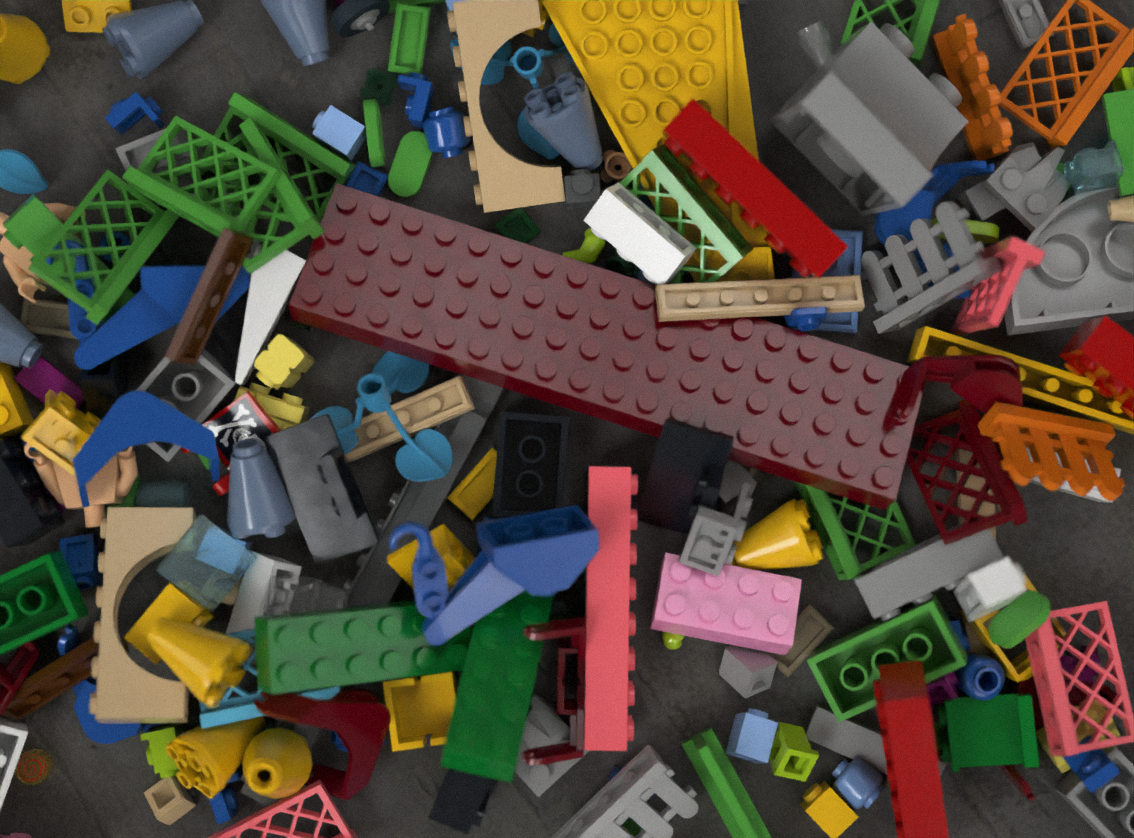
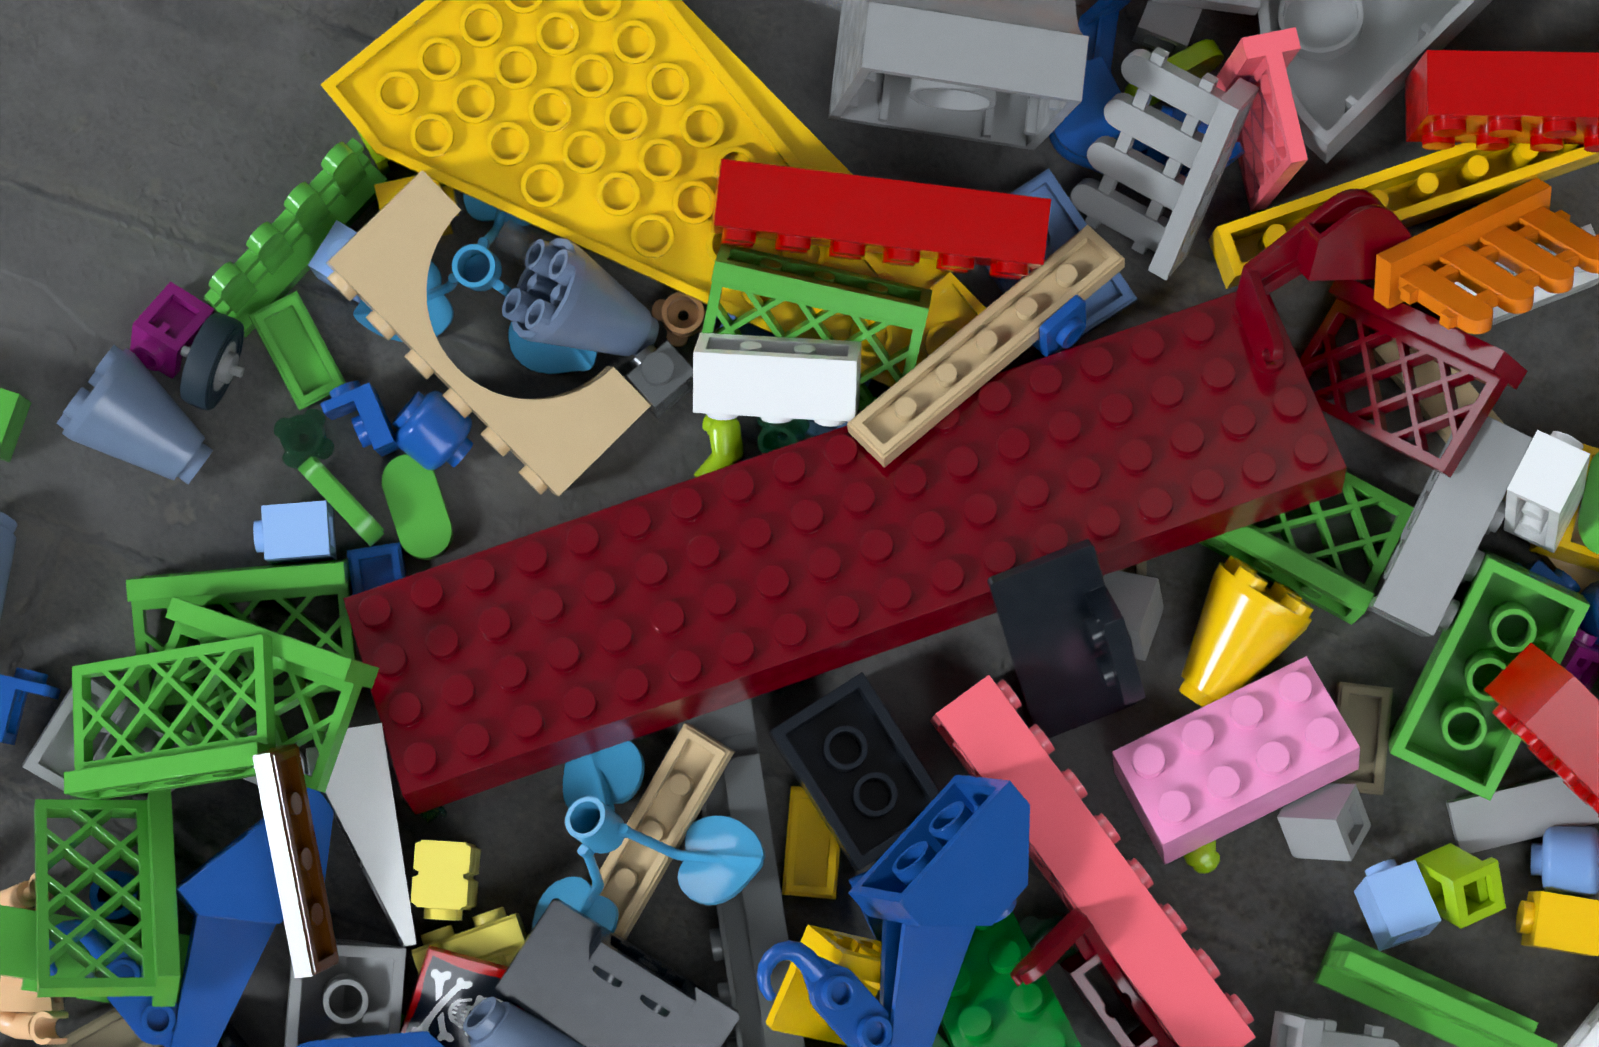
camera: 40 degrees left, 5 degrees down
(517, 226) = (612, 483): dark green tile -> none
(713, 533) = (1156, 681): light grey bracket -> none

